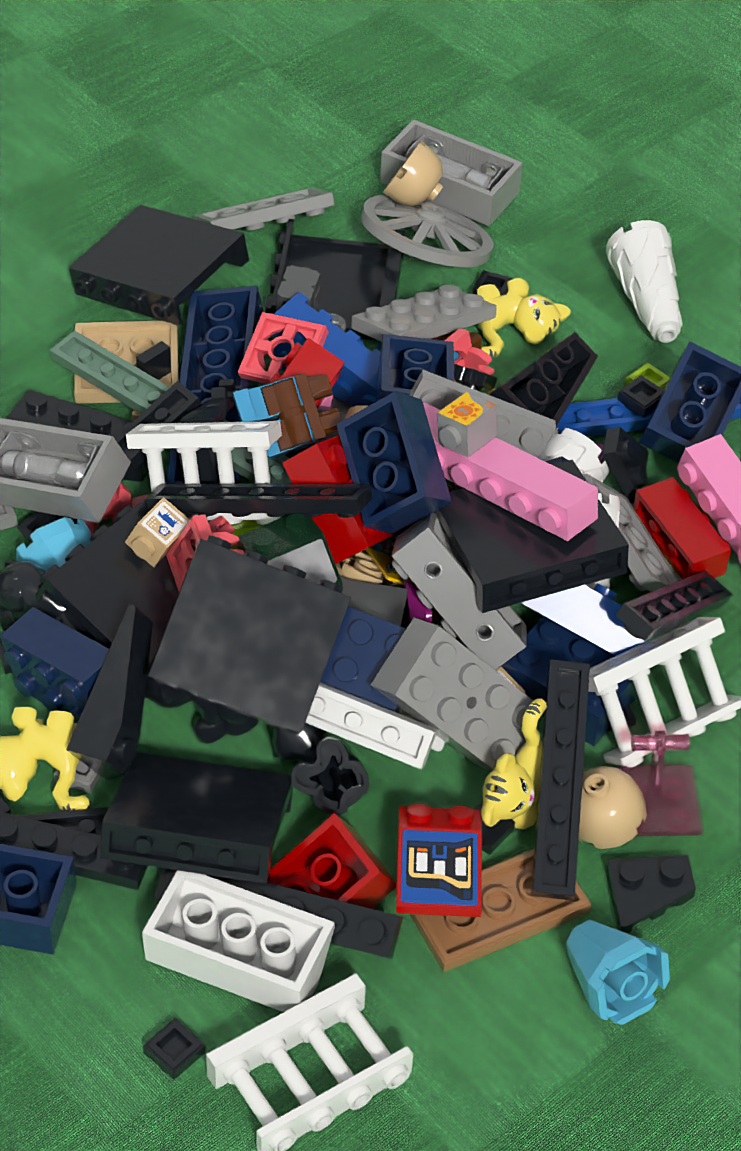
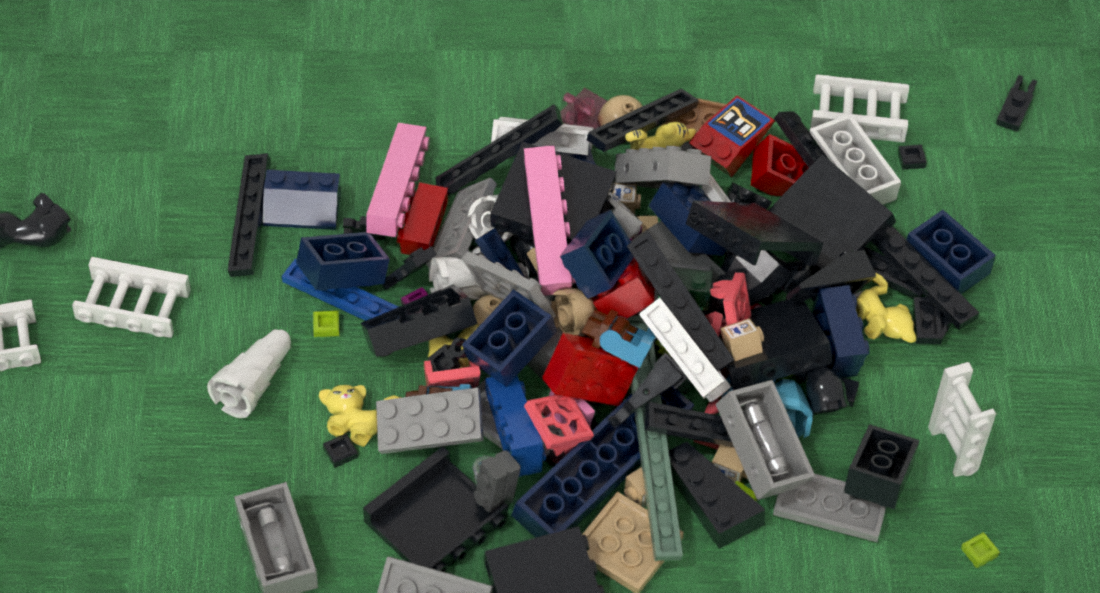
camera: 140 degrees left, 5 degrees up
(155, 361) = (624, 504): black tile -> none
(417, 178) = (326, 524): tan cylinder -> none
(432, 222) = (349, 499): light grey wheel -> none
(467, 424) = (550, 229): light grey brick -> none
(616, 970) = (693, 54): medium azure cone -> none
(640, 396) = (352, 301): black tile -> none
(648, 887) = (635, 84): black wing -> none

